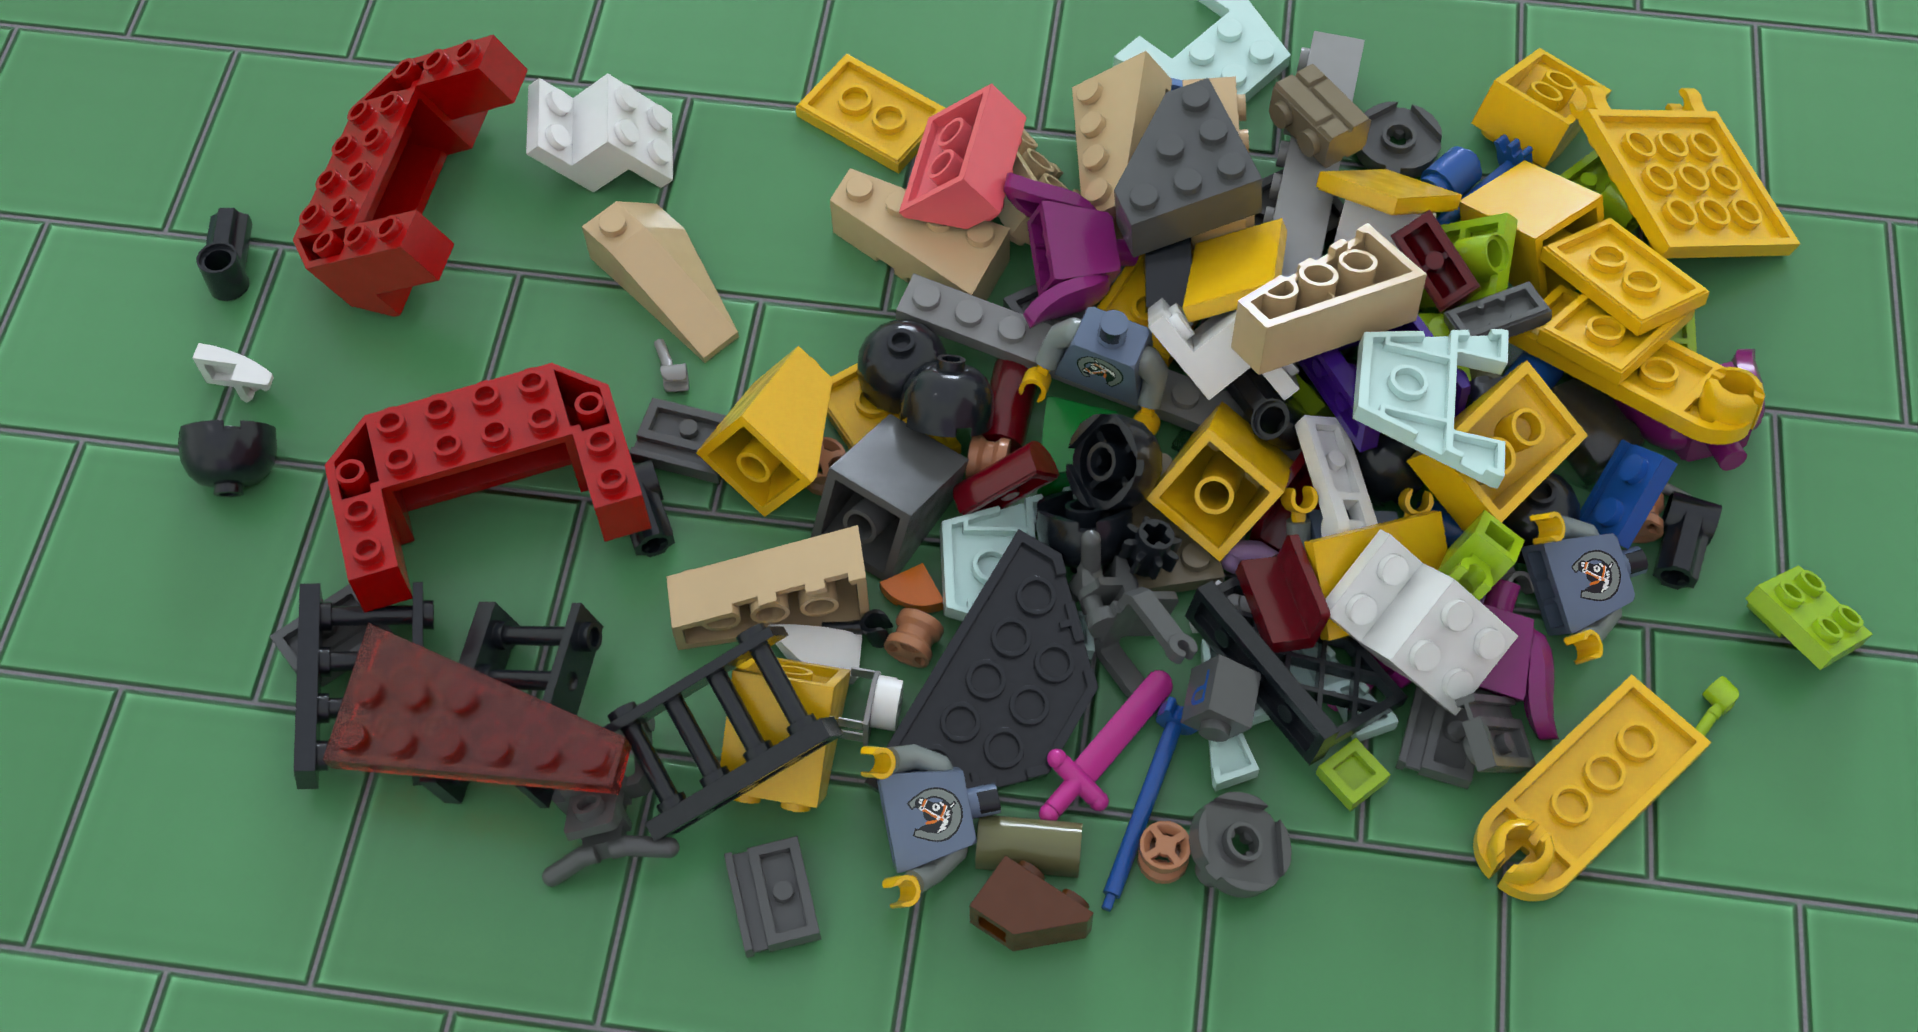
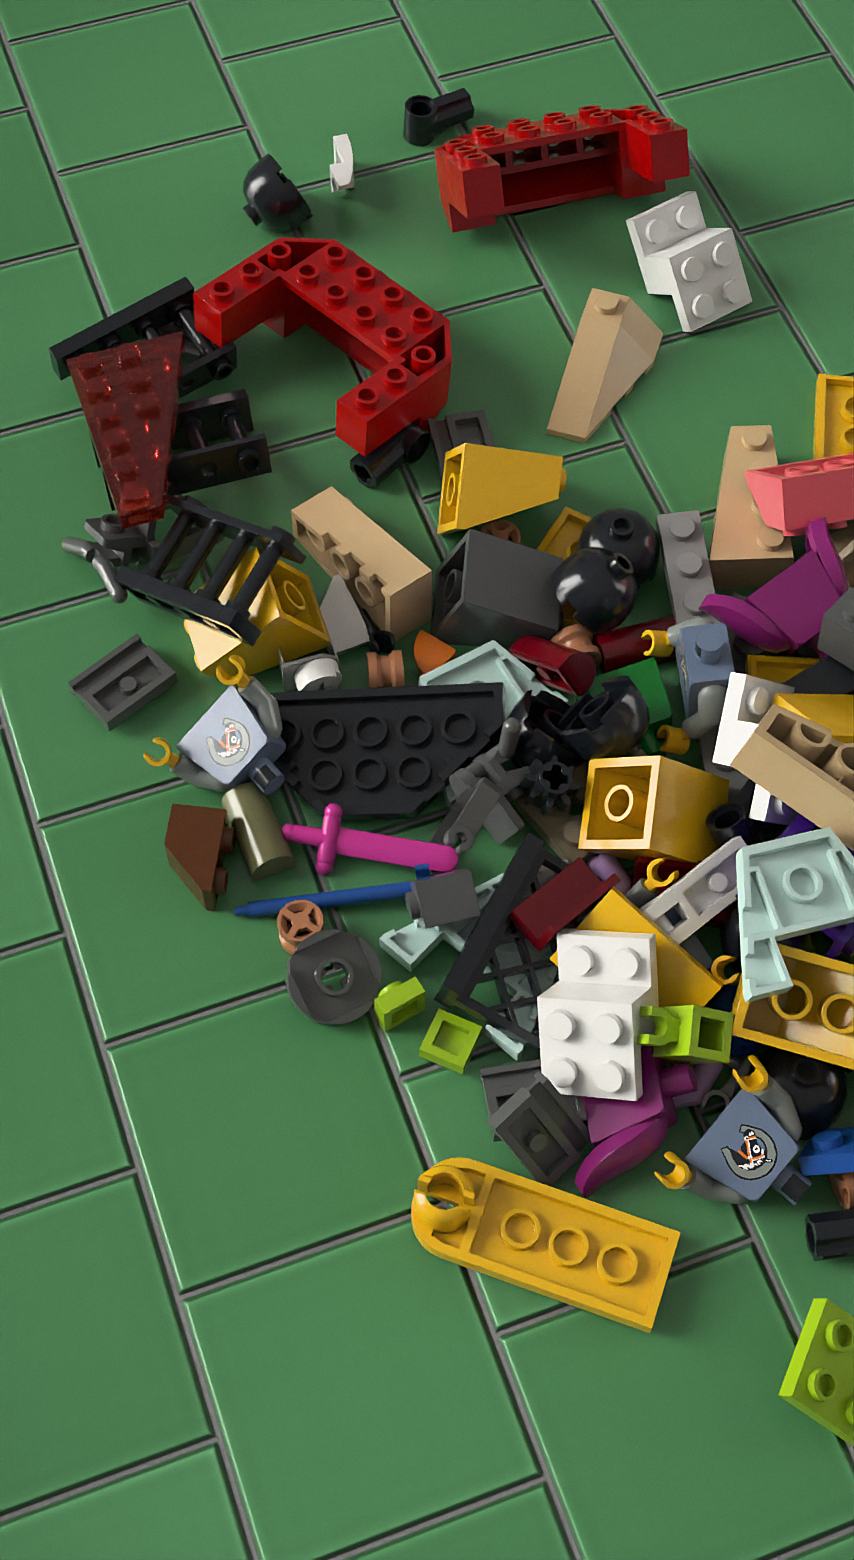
camera: 60 degrees right, 0 degrees up
(674, 375) = (518, 414): light grey hand -> none
(1292, 799) = (399, 1003): none -> lime plate
(1722, 697) = (710, 1330): lime hand -> none

